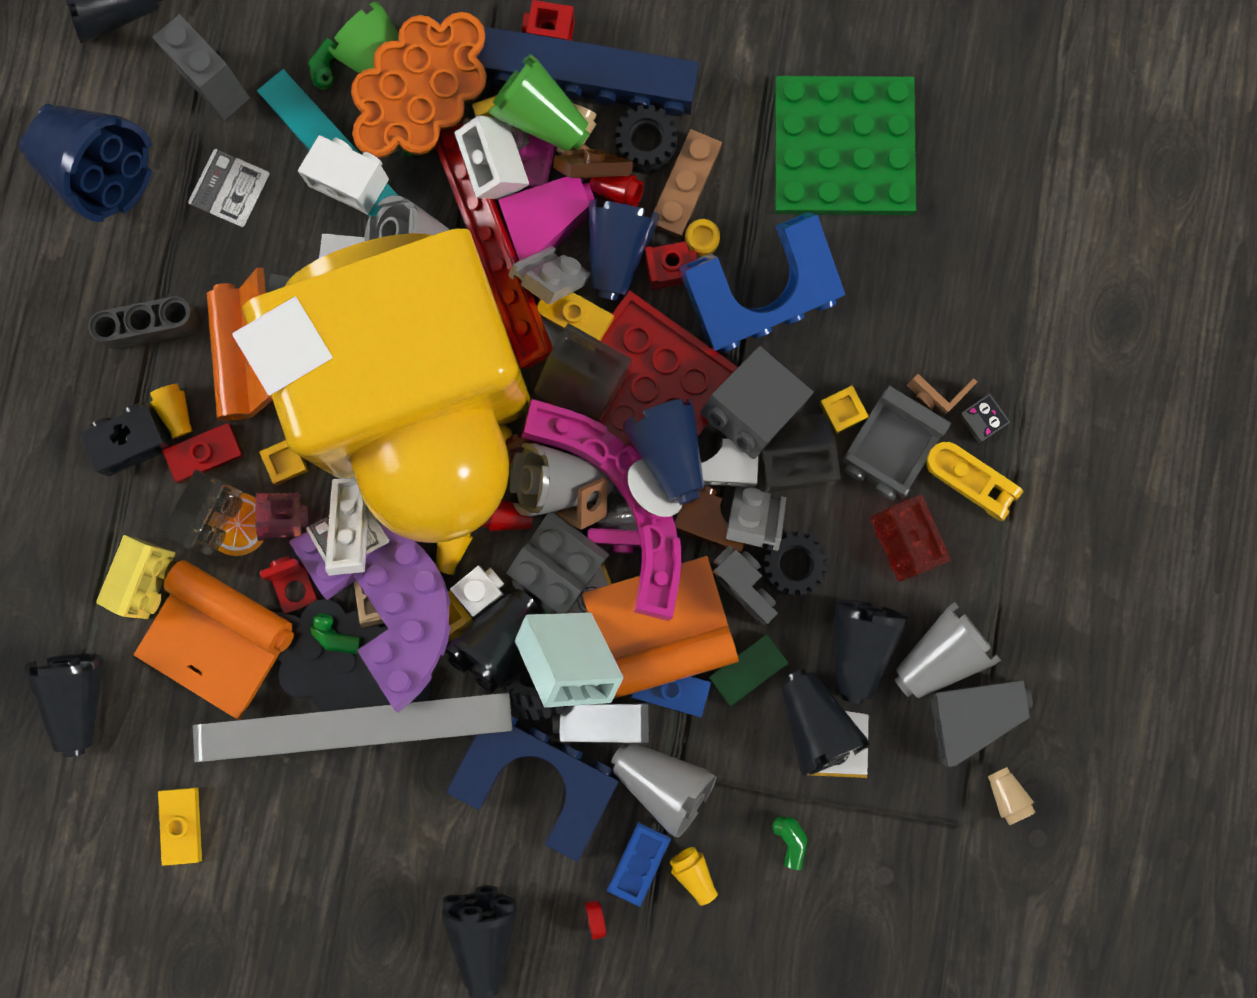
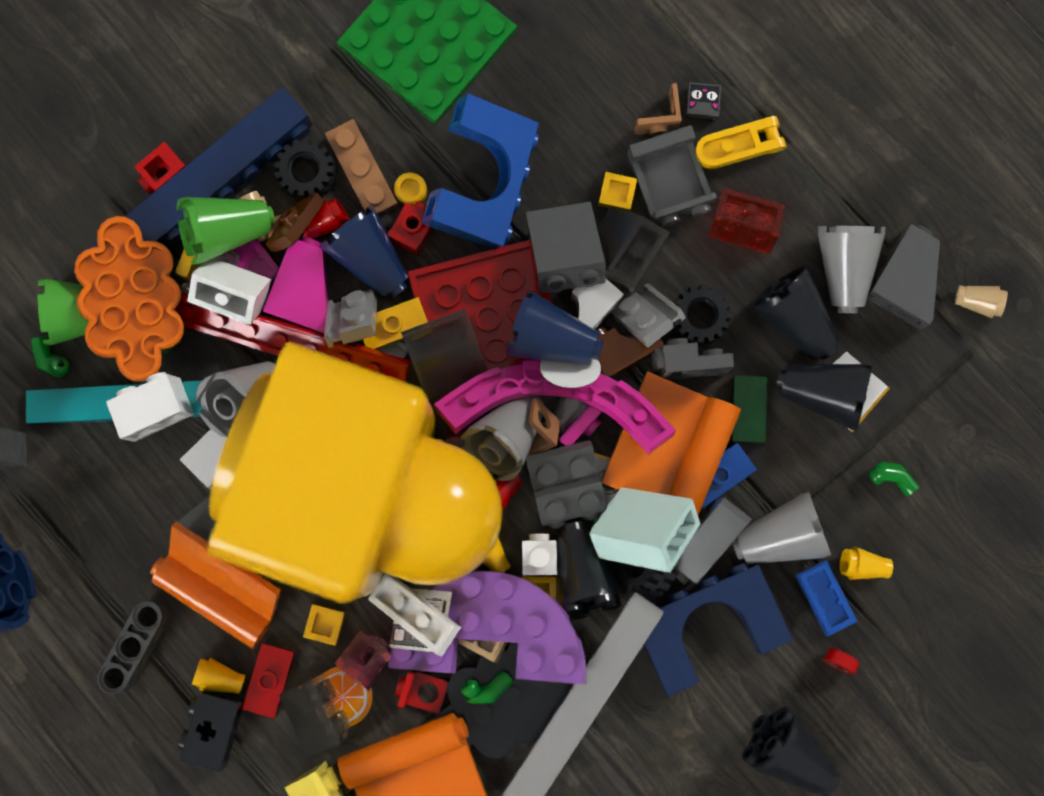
camera: 55 degrees left, 0 degrees up
(228, 187) = (81, 503): clear sticker -> none
(282, 345) = (264, 546): white sticker -> none

